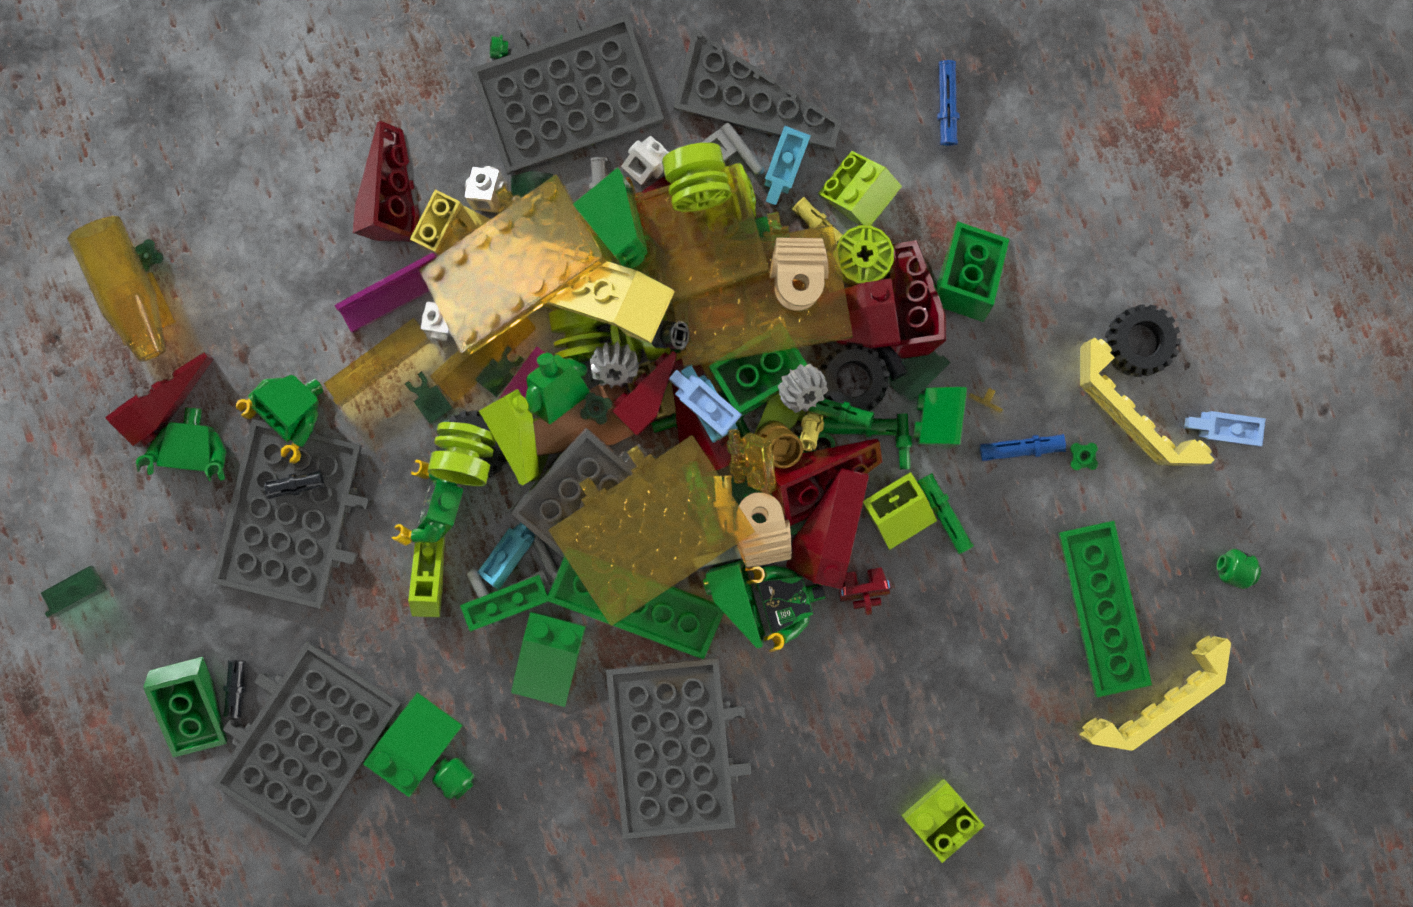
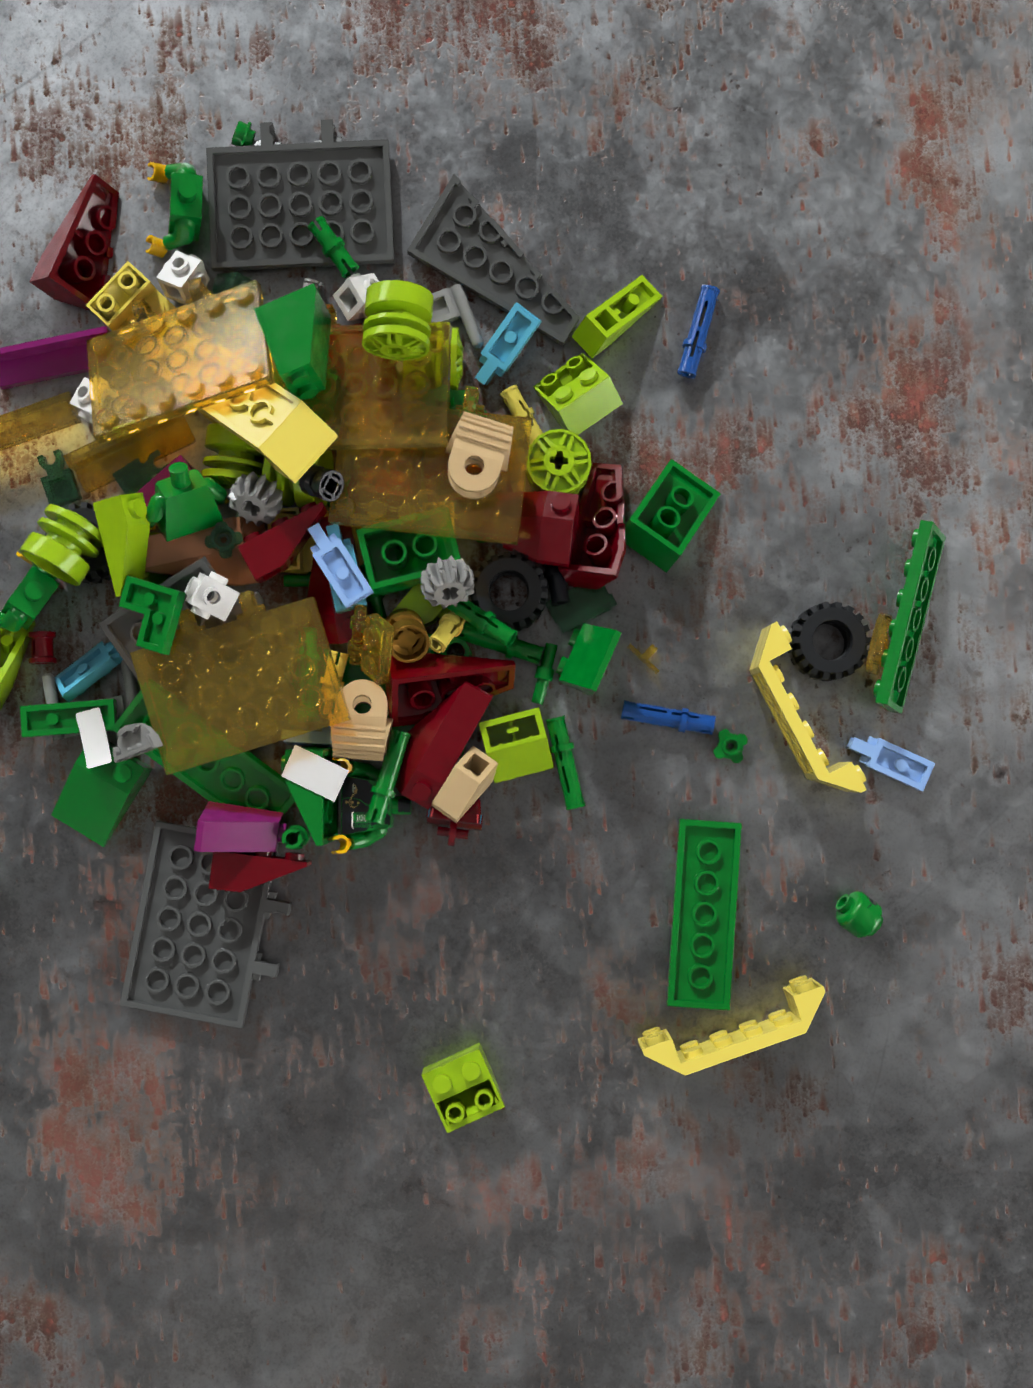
camera: 20 degrees right, 0 degrees up
(459, 548) = (42, 647): none -> dark red bush
(466, 124) = (183, 208): none -> green torso
(533, 613) = (93, 737): none -> white sticker
(565, 483) = (160, 610): none -> green plate
(574, 604) = (134, 741): none -> light grey tile
(606, 460) = (218, 604): none -> white brick
(609, 124) = (333, 247): none -> green pin
(684, 654) = (238, 829): none -> magenta slope
(699, 689) = (246, 870): none -> dark red slope
(733, 655) = (289, 836): none -> green pin
(737, 586) = (314, 773): none -> white sticker
(798, 571) = (387, 777): none -> green pin
(867, 557) = (465, 784): none -> tan slope
(872, 110) = (615, 316): none -> lime slope
(1187, 330) = (878, 643): none -> clear yellow tile
(1207, 296) = (908, 626): none -> green plate

